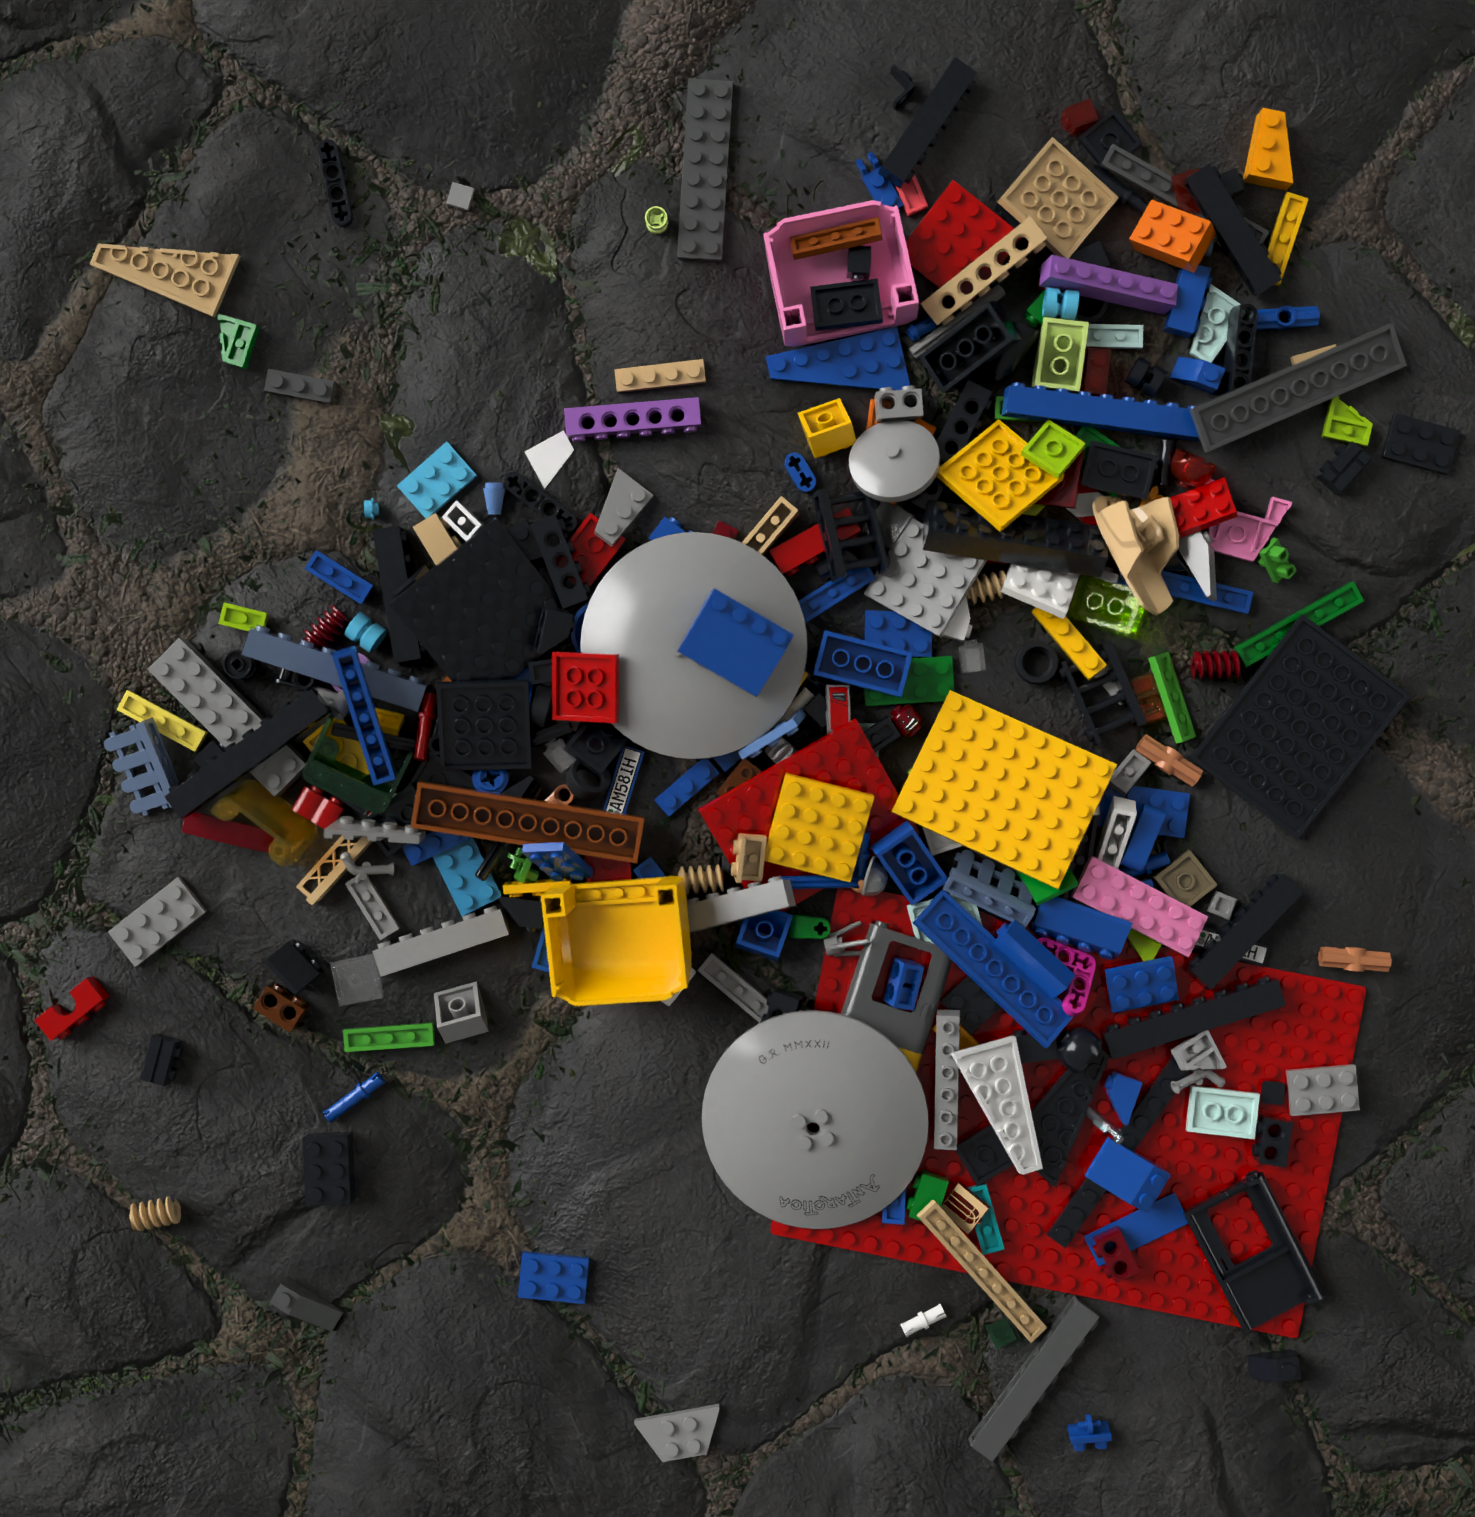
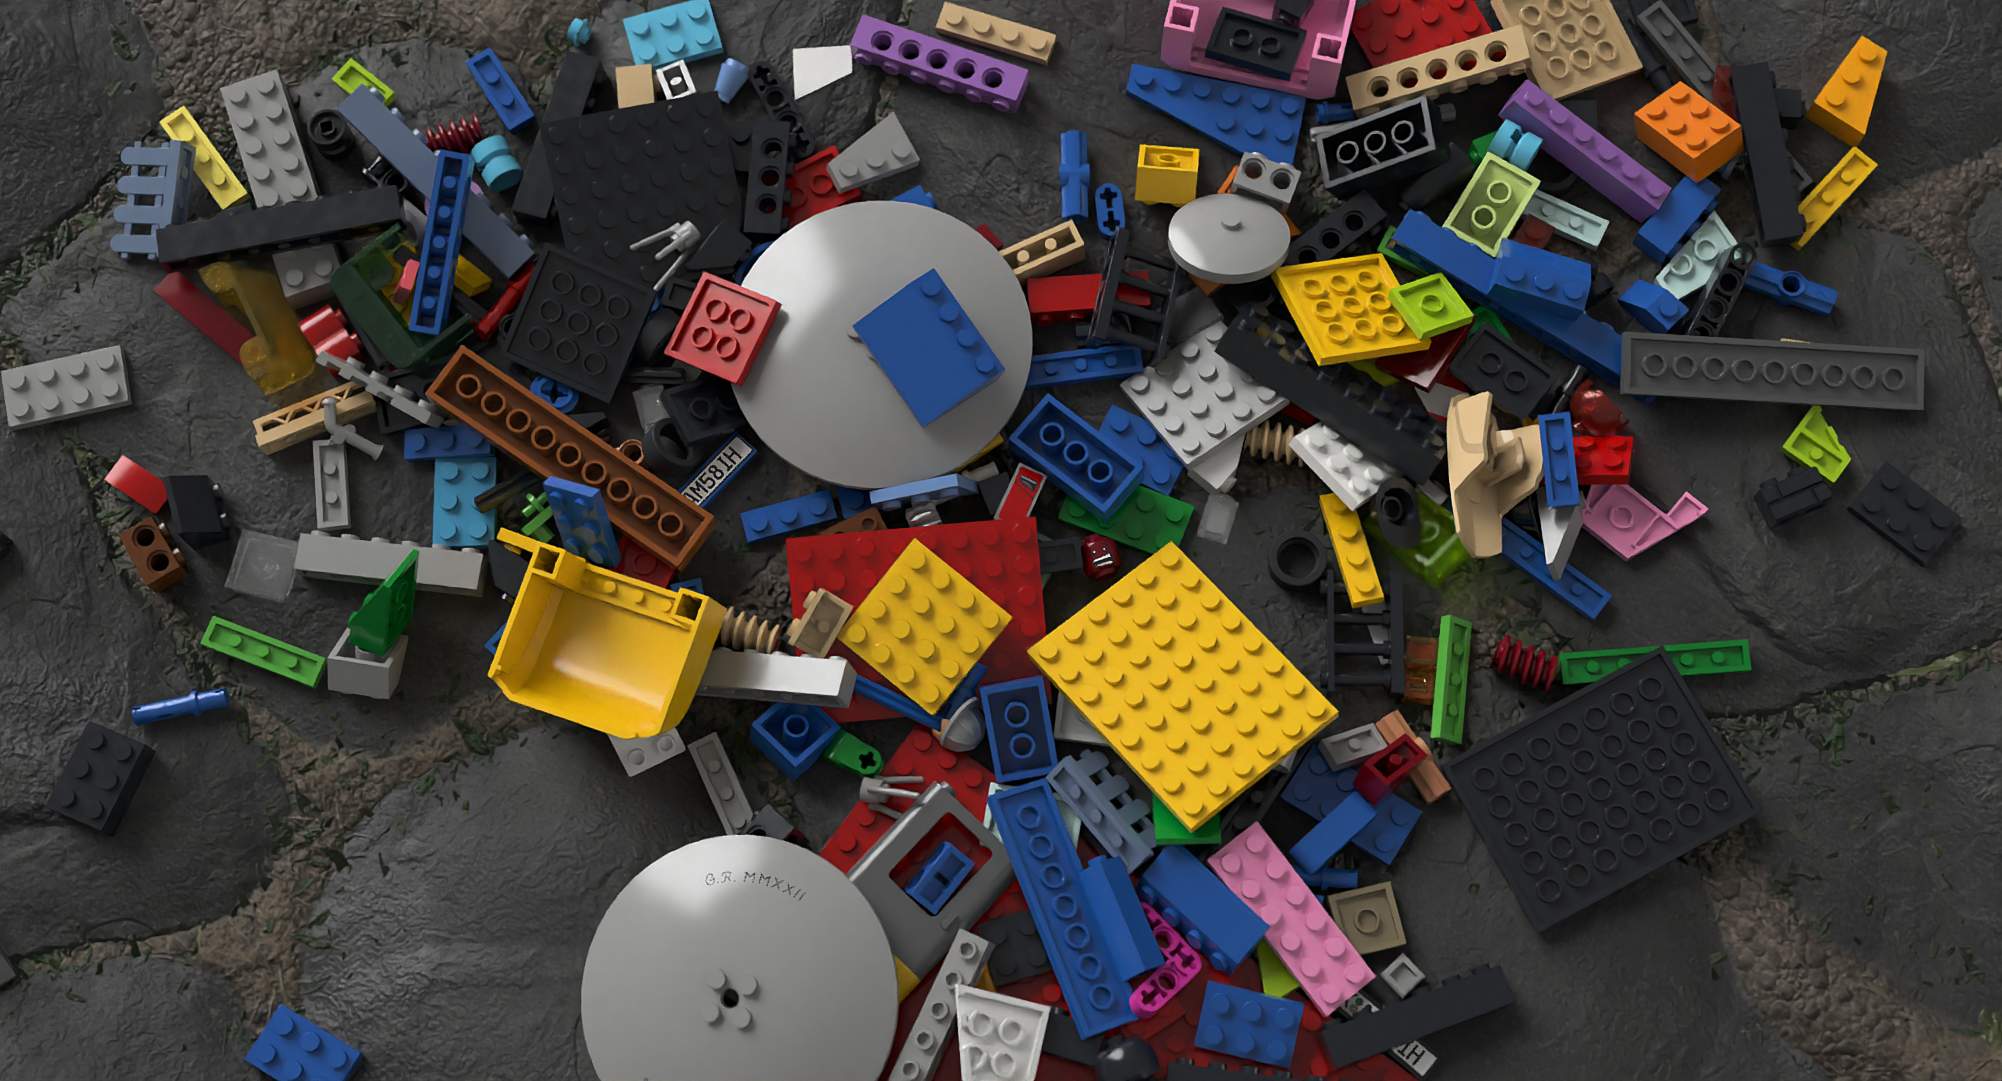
camera: 30 degrees right, 15 degrees down
(243, 965) = (138, 484): none -> red slope
(352, 750) = (406, 282): none -> coral tile
(456, 977) = (387, 609): none -> green slope
(526, 633) = (683, 238): none -> light grey plant
(764, 459) = (1074, 176): none -> blue piece
(1092, 605) = (1397, 513): none -> black piece
(1116, 831) = (1303, 806): white brick -> none
(1119, 395) = (1540, 280): none -> blue slope
(1160, 779) = (1388, 769): none -> dark red slope
(1186, 521) = (1559, 460): none -> blue plate
(1276, 561) = (1656, 568): bright green hips -> none

